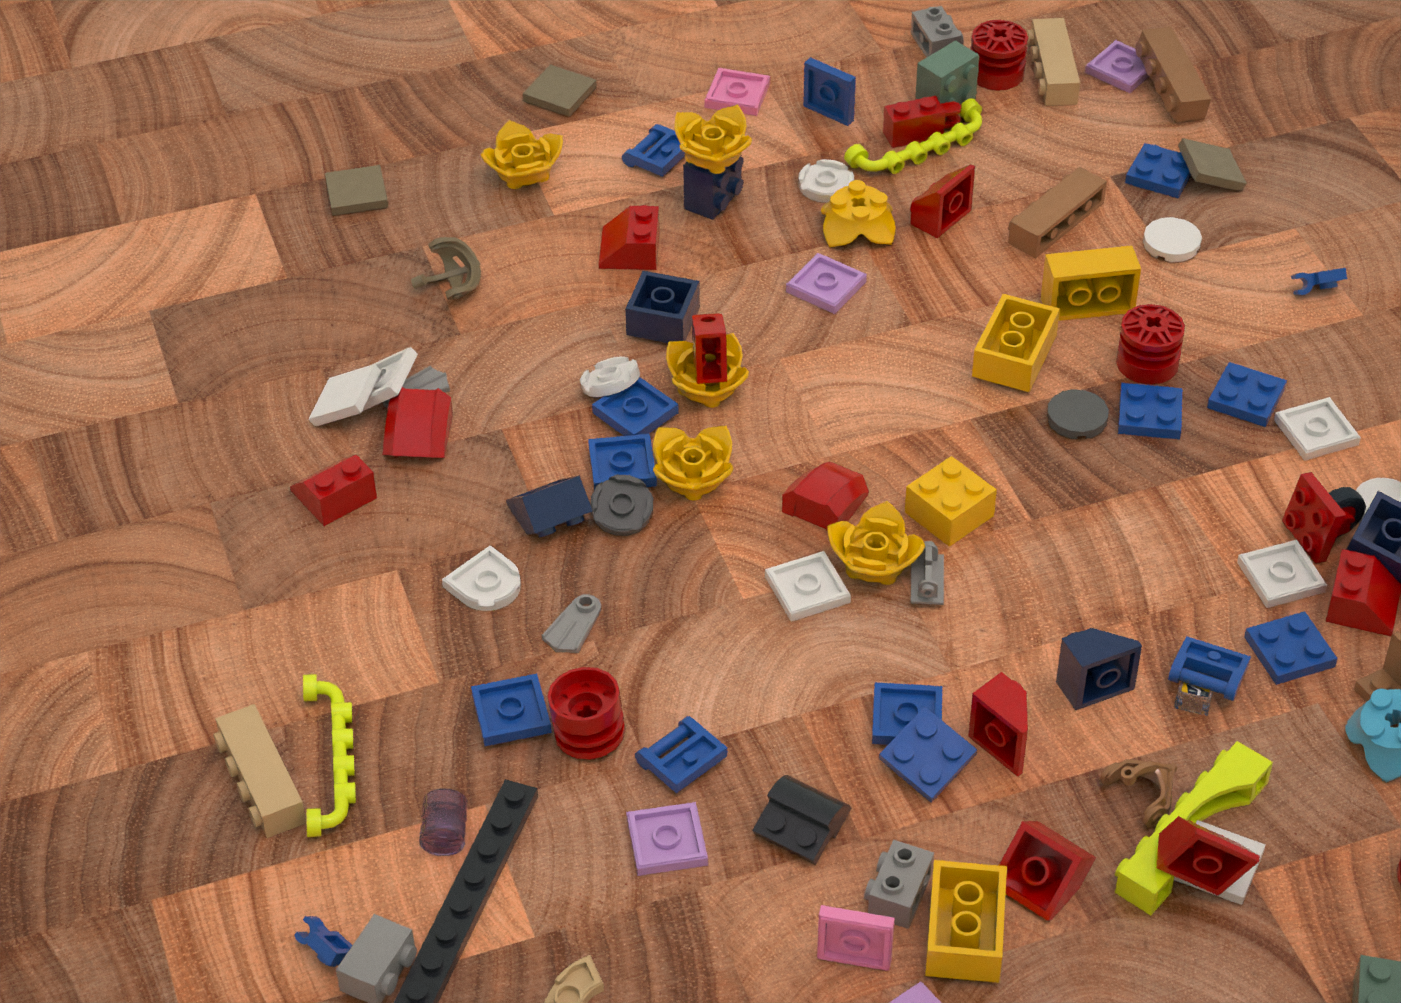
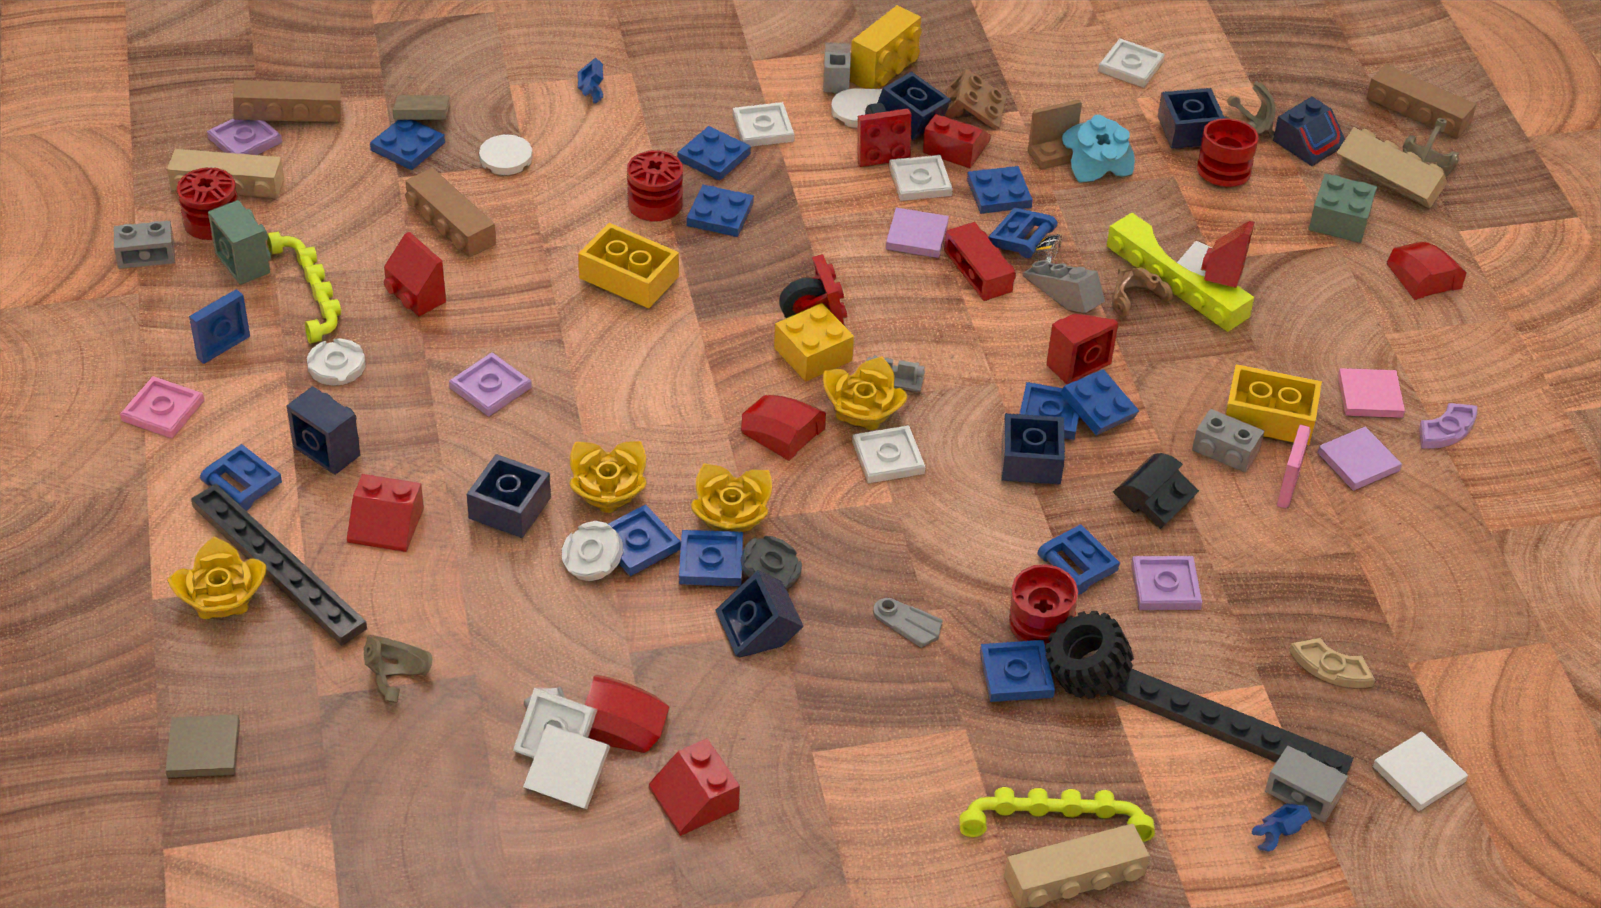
camera: 85 degrees left, 0 degrees up
(443, 822) = (1152, 725): wheel -> none
(485, 581) = (843, 680): white tile -> none
(522, 754) = (1102, 669): none -> black tyre
(557, 191) = (282, 566): none -> black plate
(559, 90) = (95, 549): dark tan tile -> none
(709, 338) = (604, 451): red torso -> none
(712, 142) = (319, 395): yellow brick -> none
(828, 693) = (1032, 449): none -> dark blue brick
(858, 211) = (407, 339): yellow brick -> none
(918, 120) = (281, 278): red brick -> none
(1017, 493) = (813, 291): none -> plate
(1044, 869) = (1212, 357): red slope -> none
(1077, 414) = (714, 252): dark grey tile -> none
(1091, 282) = (568, 203): yellow brick -> none
(1097, 666) = (1027, 287): dark blue slope -> none
(1126, 716) = (1069, 286): none -> light grey slope
(1152, 622) = (979, 261): none -> red brick
(1179, 578) = (917, 232): none -> lavender tile

